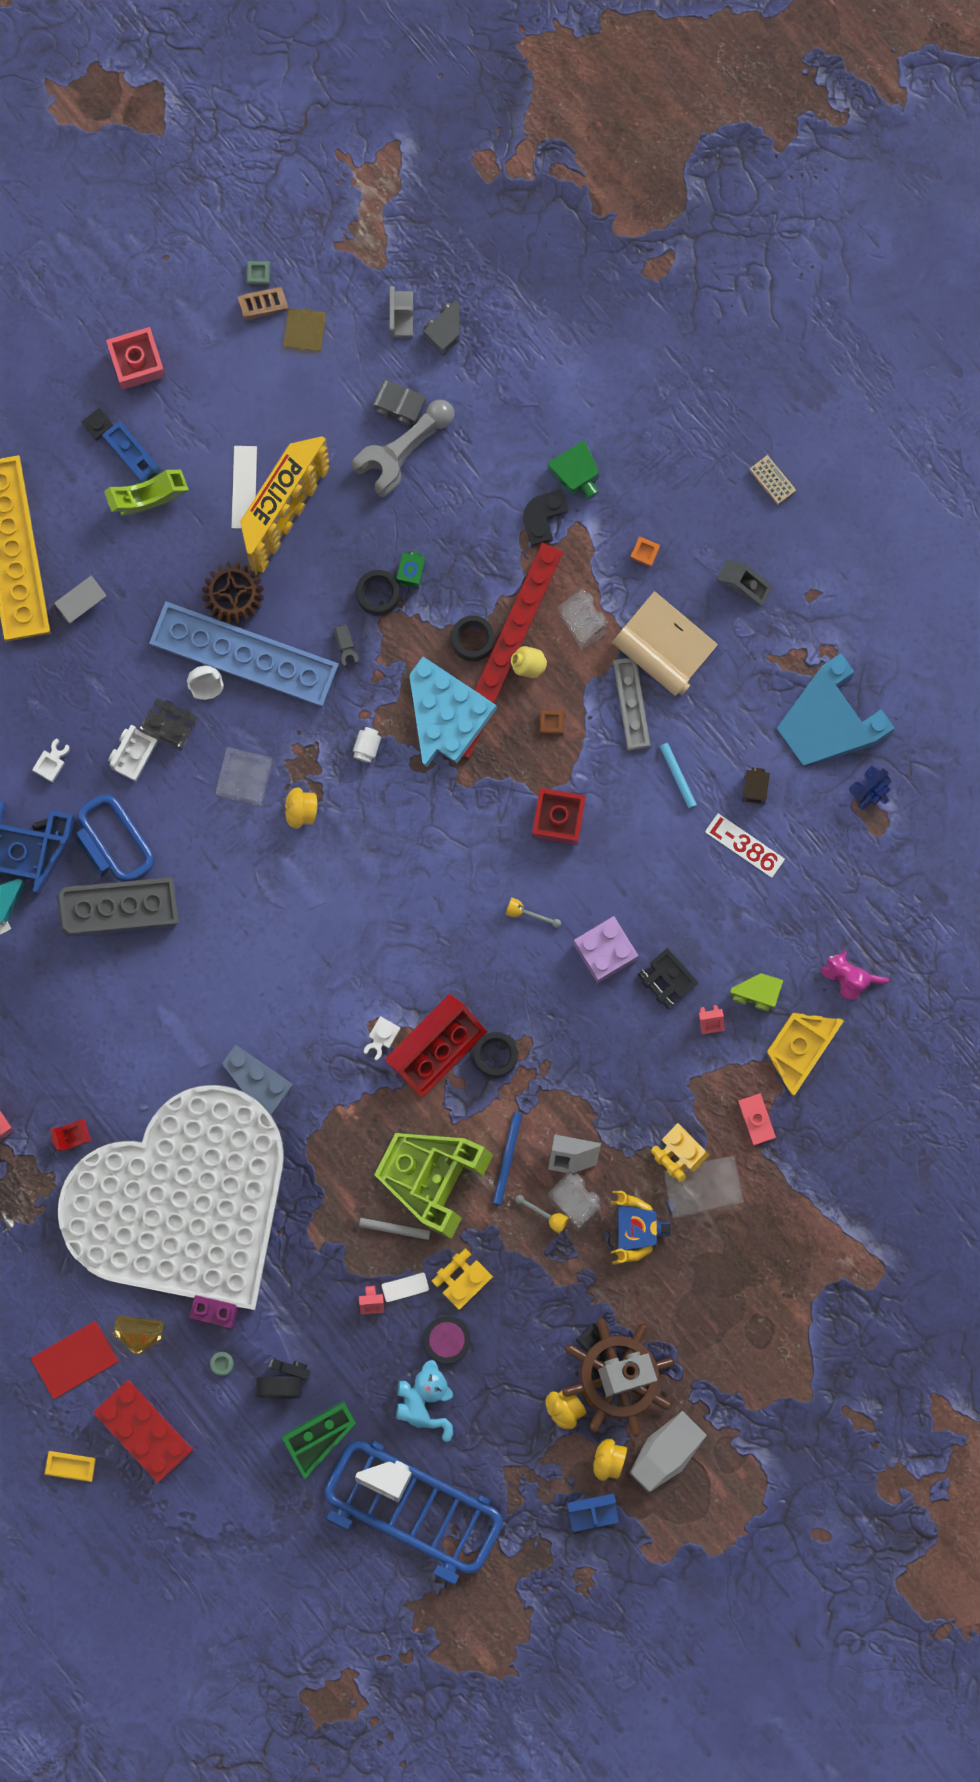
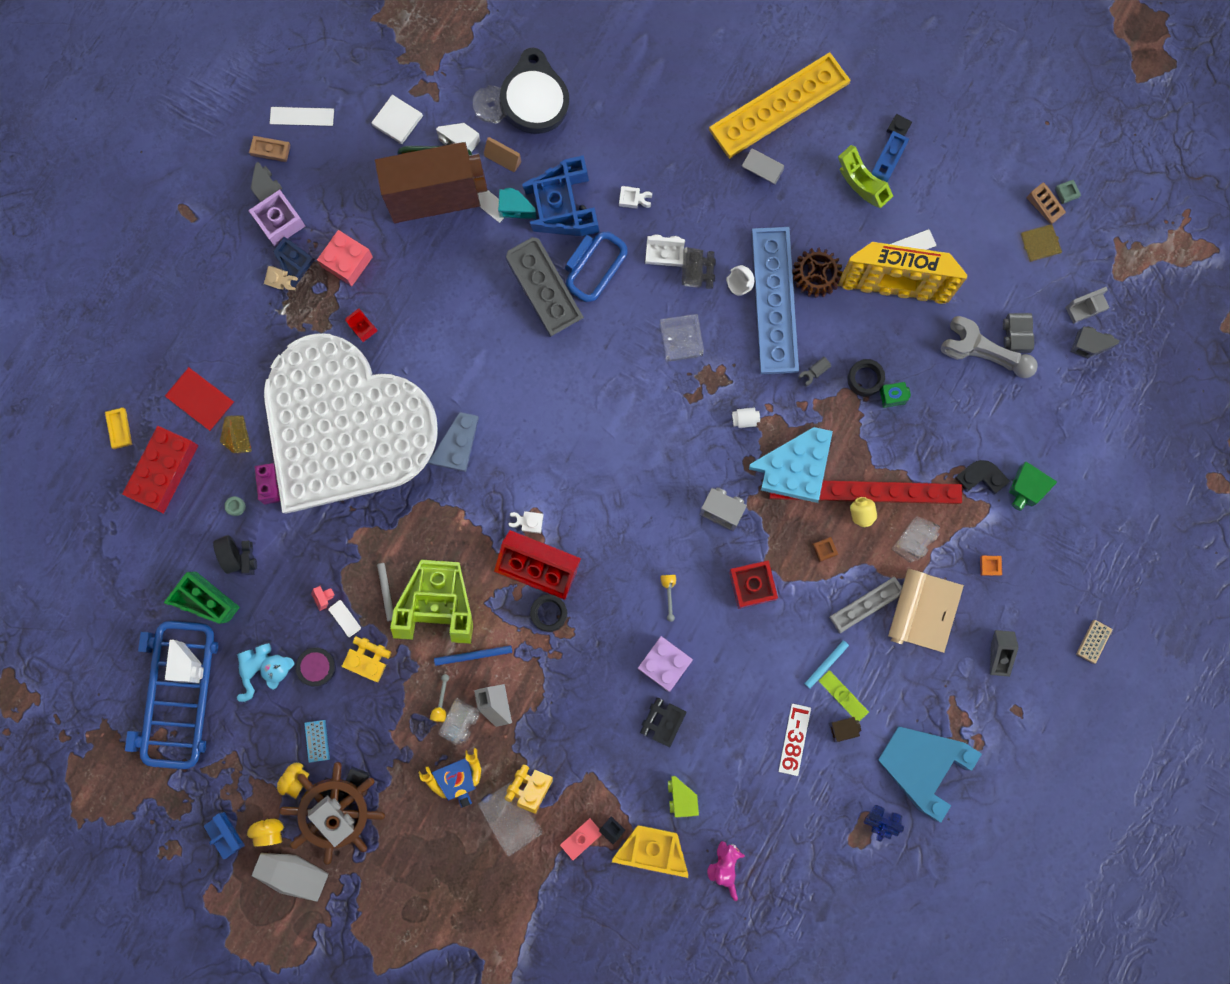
camera: 70 degrees right, 0 degrees up
(135, 358) = (961, 129): coral brick -> none
(300, 808) = (675, 388): yellow piece -> none
(461, 813) = (723, 509): none -> light grey brick
(472, 655) = (863, 448): black tyre -> none
(530, 1369) = (317, 741): none -> tile
(711, 1021) = (644, 771): coral tile -> none
(719, 772) = (843, 696): none -> lime piece
(761, 1081) = (611, 830): none -> black plate

